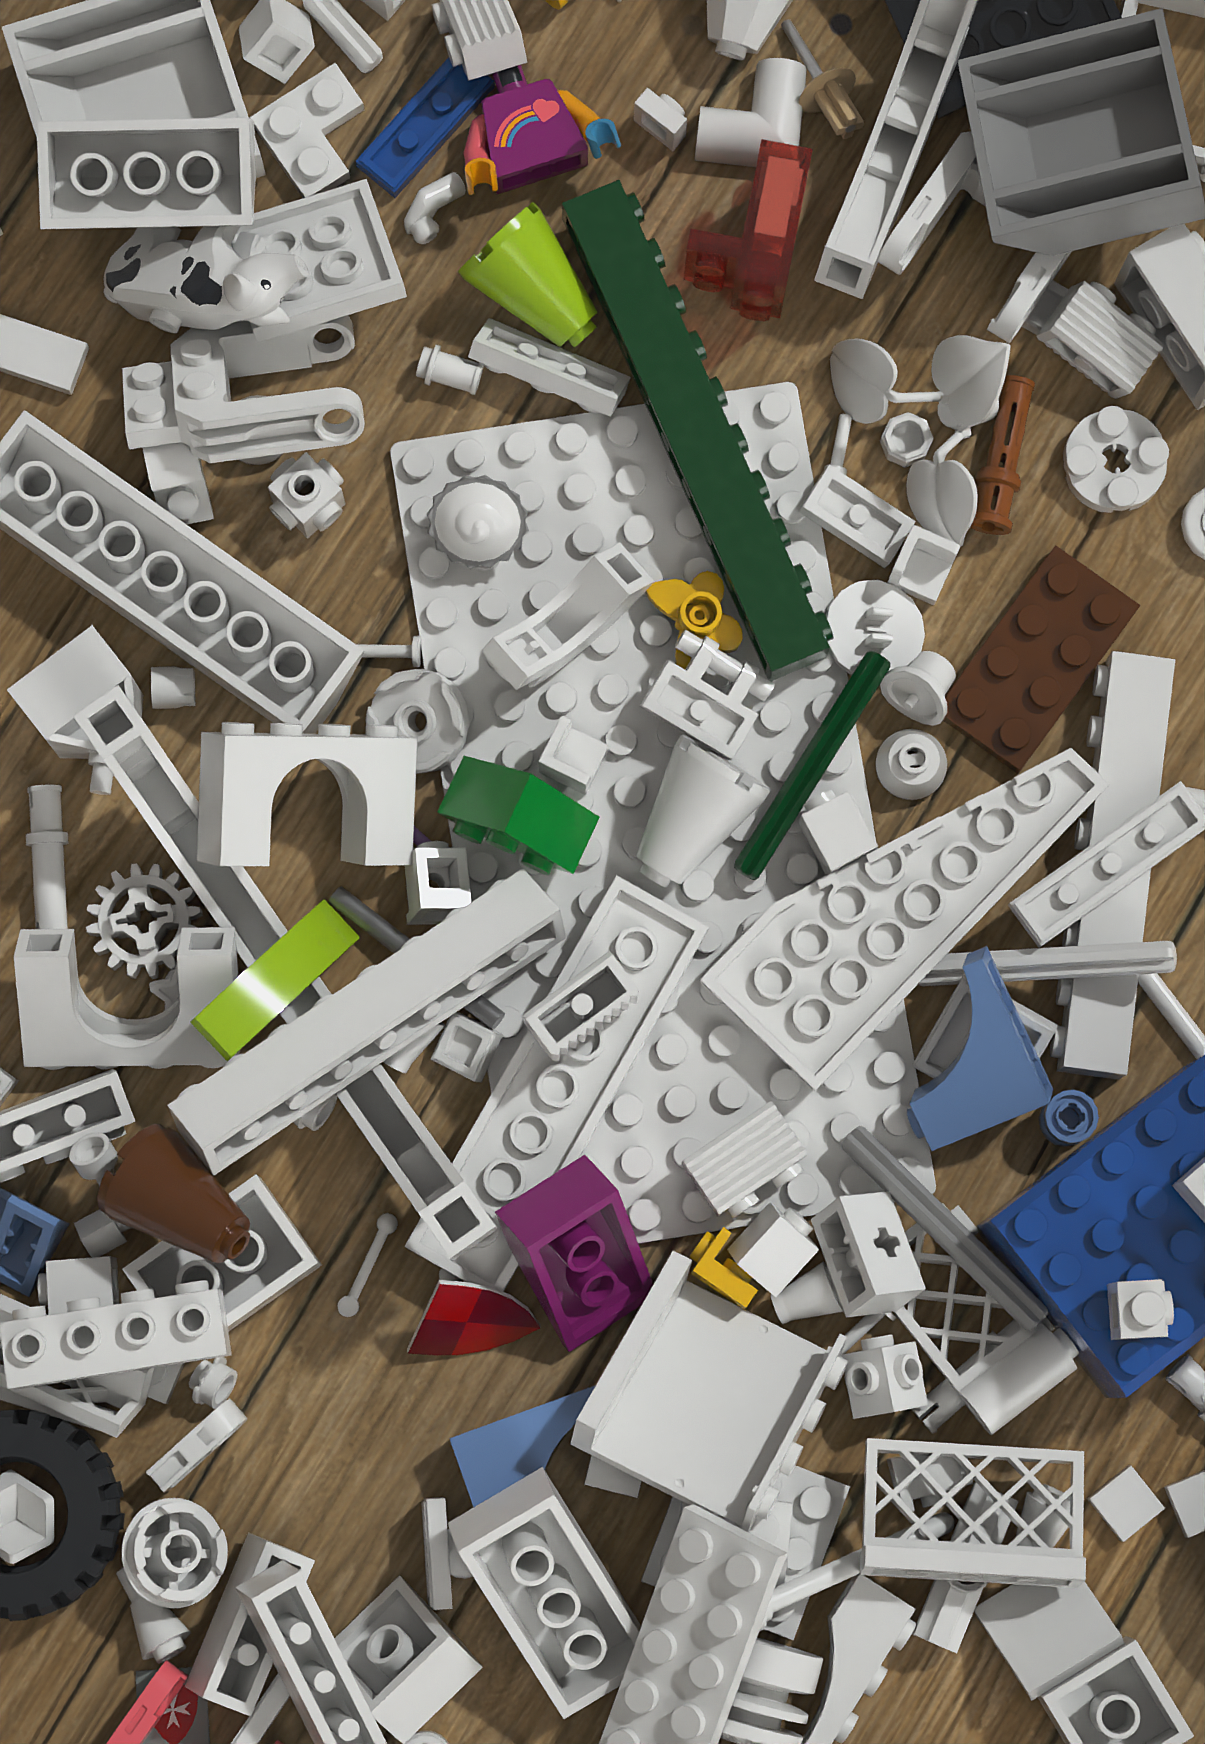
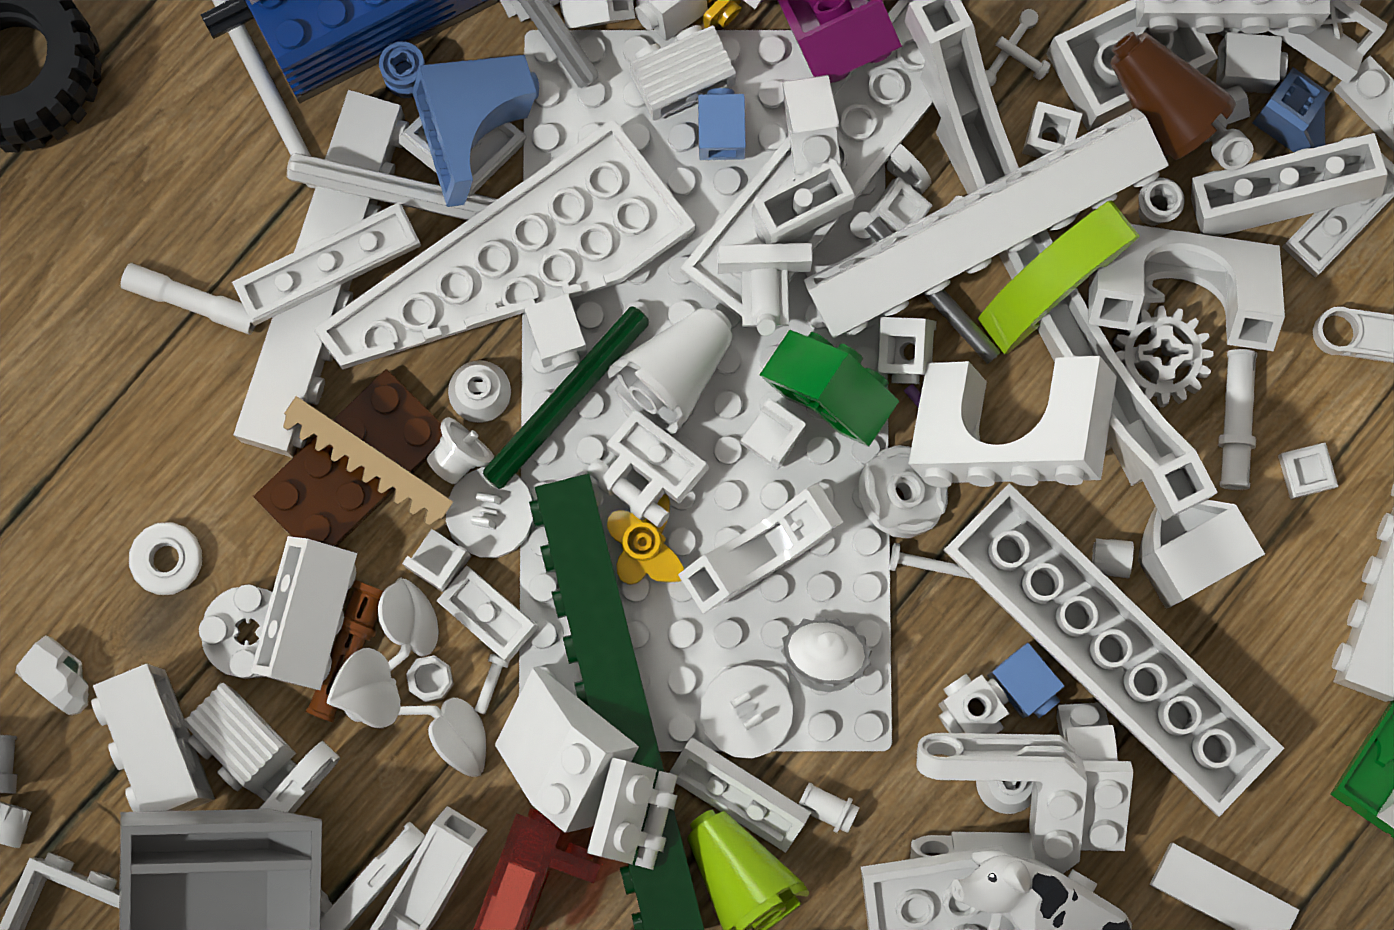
camera: 170 degrees left, 0 degrees up
(156, 1085) = (1166, 196): none -> white cone
(251, 534) = (1027, 682): none -> medium blue brick
(292, 1145) = (1052, 119): none -> white plate
(327, 1245) = (1039, 68): none -> white piece
(463, 1094) = (906, 166): none -> white tile
(554, 456) = (746, 711): none -> white piece
(585, 1107) = (811, 122): none -> white slope
(610, 919) = (765, 279): none -> white piece
(672, 303) = (623, 812): none -> white plate
(689, 1104) = (721, 125): none -> medium blue brick
(748, 367) = (560, 751): none -> white slope
(1019, 652) = (370, 459): none -> tan gear
(1056, 476) = (304, 613): none -> white brick

